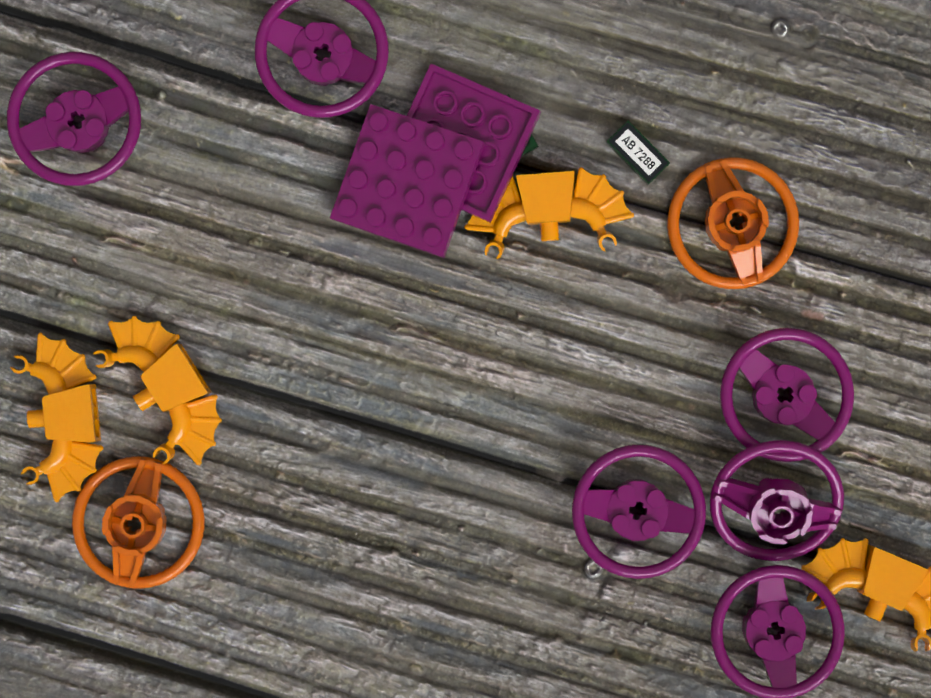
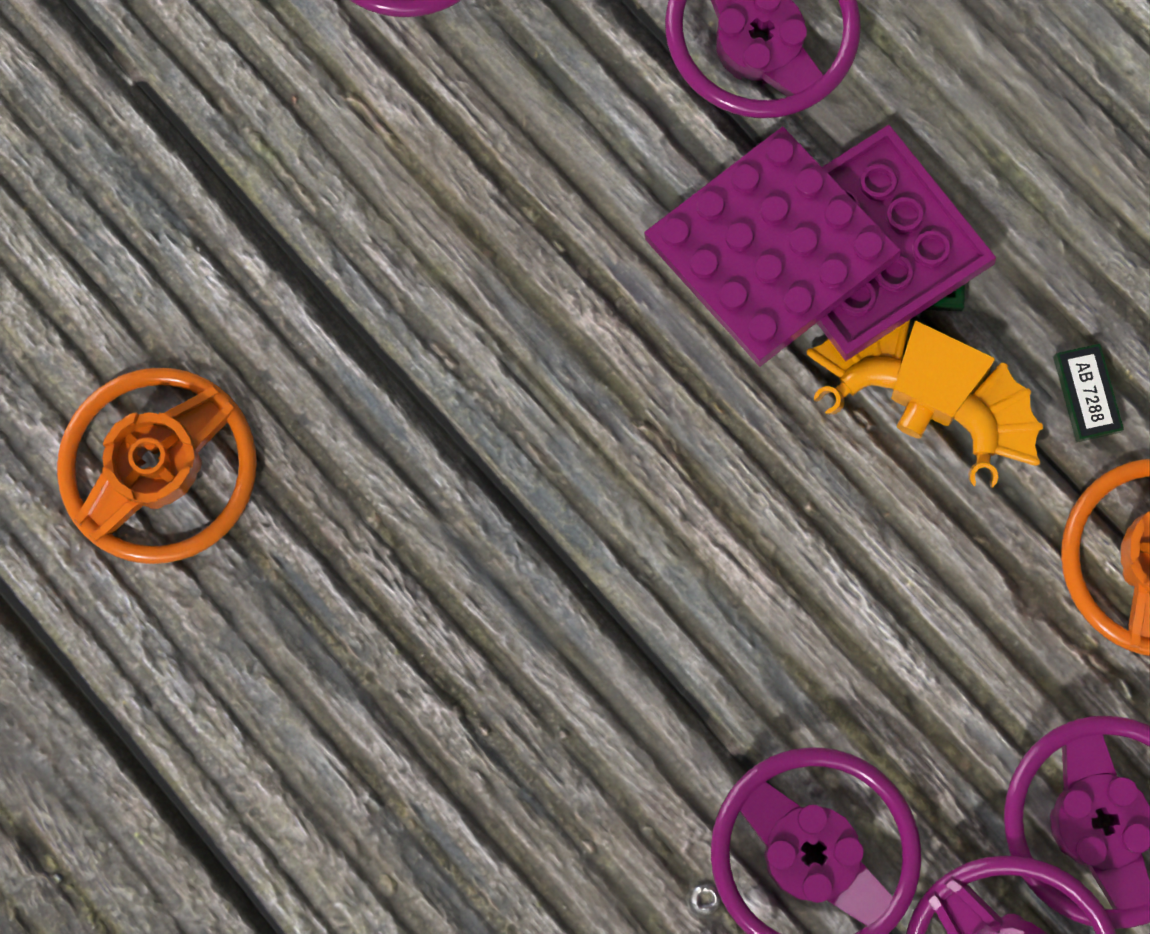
camera: 35 degrees right, 10 degrees down
(67, 415) = (156, 278): light orange torso -> none
(170, 382) = (313, 316): light orange torso -> none

